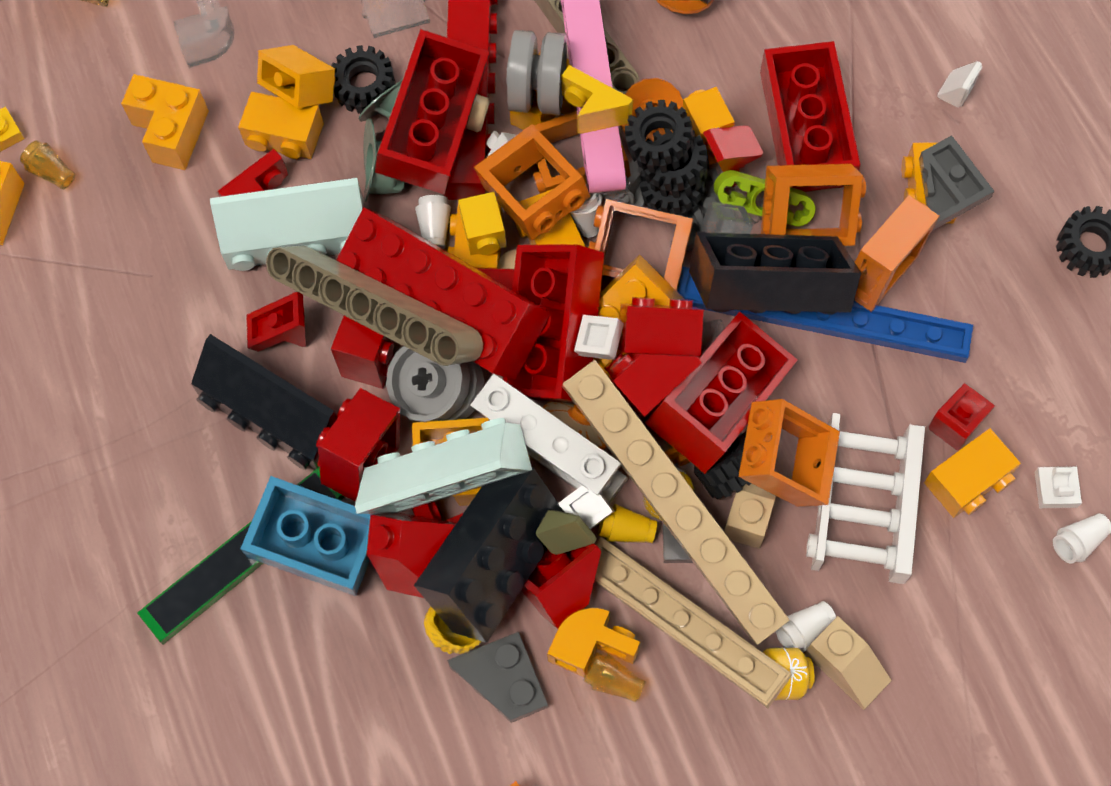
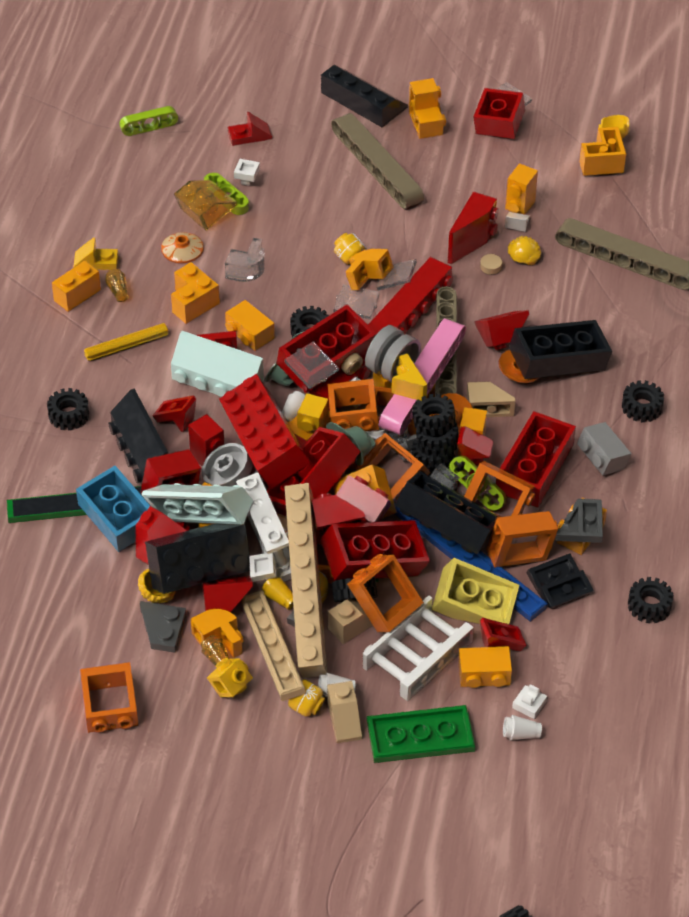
camera: 30 degrees right, 20 degrees down
(95, 62) = (182, 247): none -> tan dish
(110, 390) = (69, 418): none -> black tyre
(123, 249) = (126, 341): none -> yellow axle
(295, 76) = (273, 303): light orange brick -> none
(375, 305) = (224, 415): dark tan beam -> none
(439, 154) = (311, 365): none -> clear piece
(564, 532) = (240, 567): olive slope -> none
(572, 229) = (359, 437): none -> sand green piece
(598, 337) = (326, 484): white tile -> none
(664, 709) = (230, 677): none -> yellow brick
(680, 59) = (490, 398): none -> tan slope
(878, 51) = (604, 448): none -> light grey brick
(882, 373) = (474, 594): none -> light yellow slope
(960, 84) = (641, 491): white slope -> none
(960, 627) = (420, 734): none -> green tile
(962, 281) = (559, 581): none -> black slope

